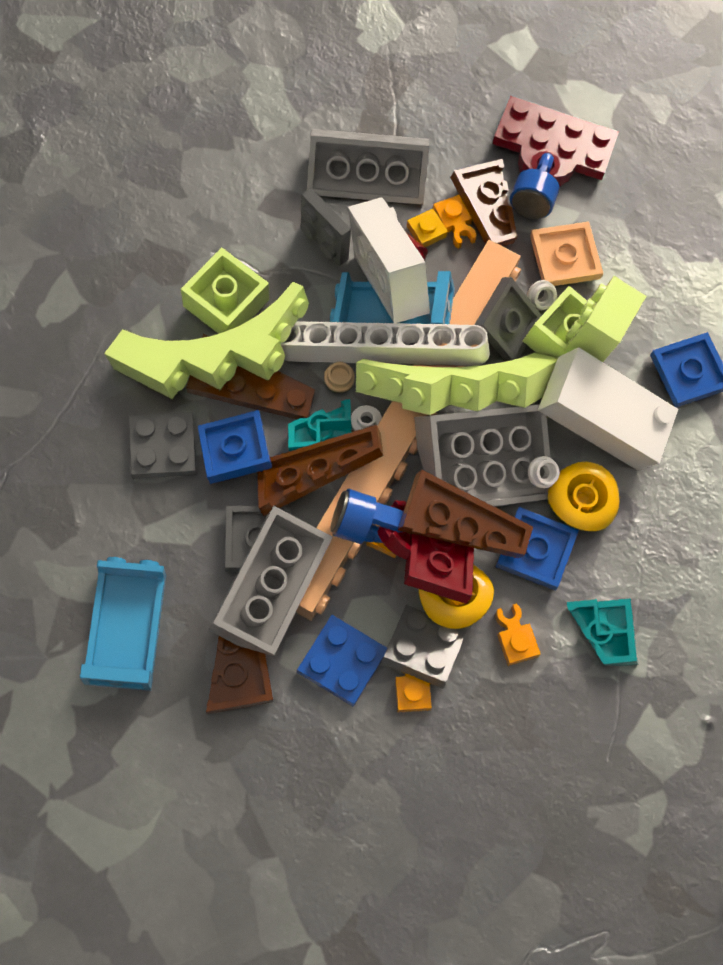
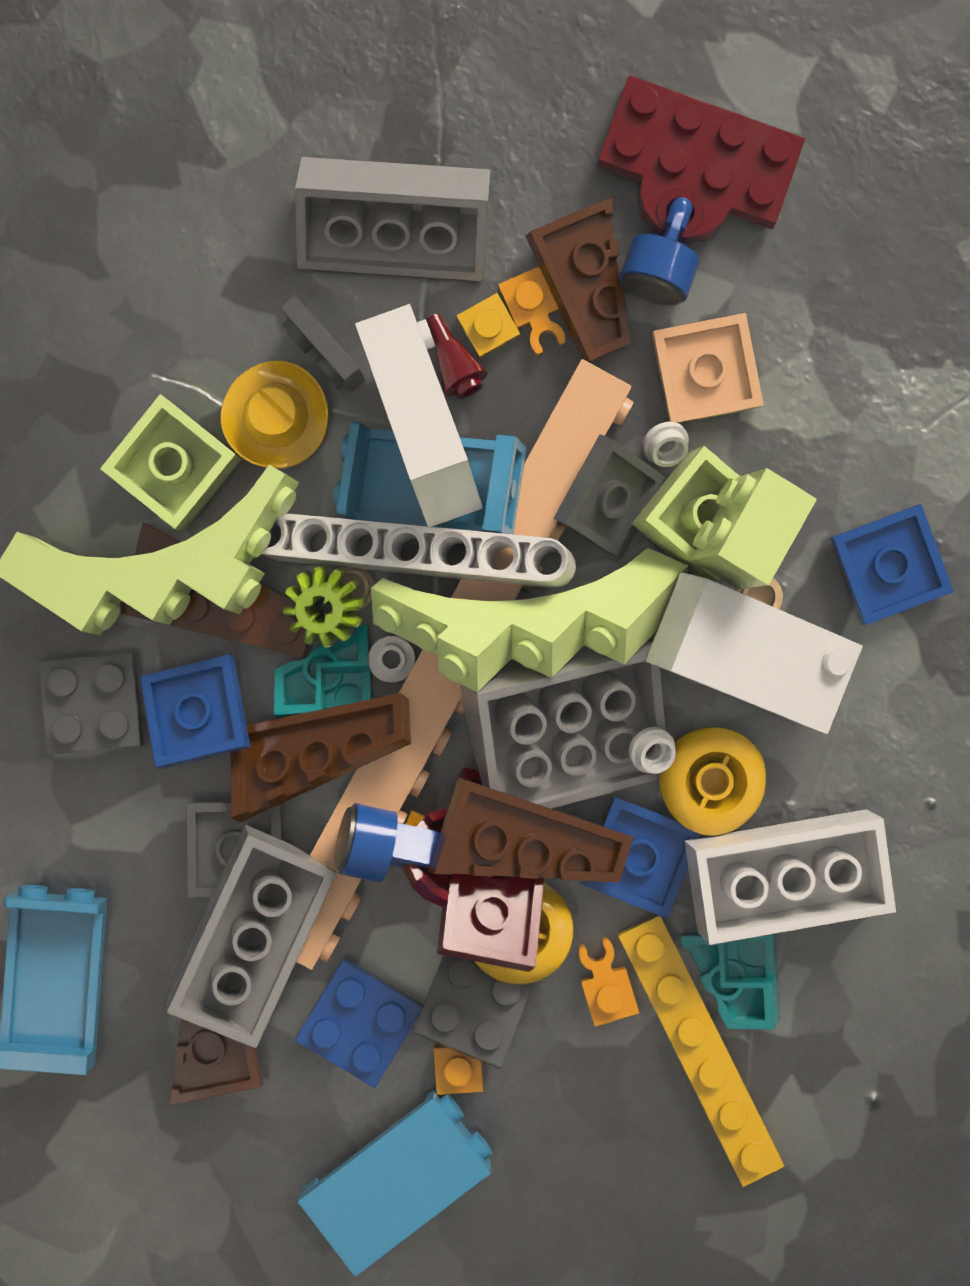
camera: 15 degrees right, 20 degrees up
(293, 263) = (275, 415): none -> yellow hat
(314, 372) = (313, 589): none -> lime gear
(369, 769) = (397, 1182): none -> dark azure panel
(585, 684) = (700, 1049): none -> yellow plate
(640, 554) = (790, 876): none -> white brick

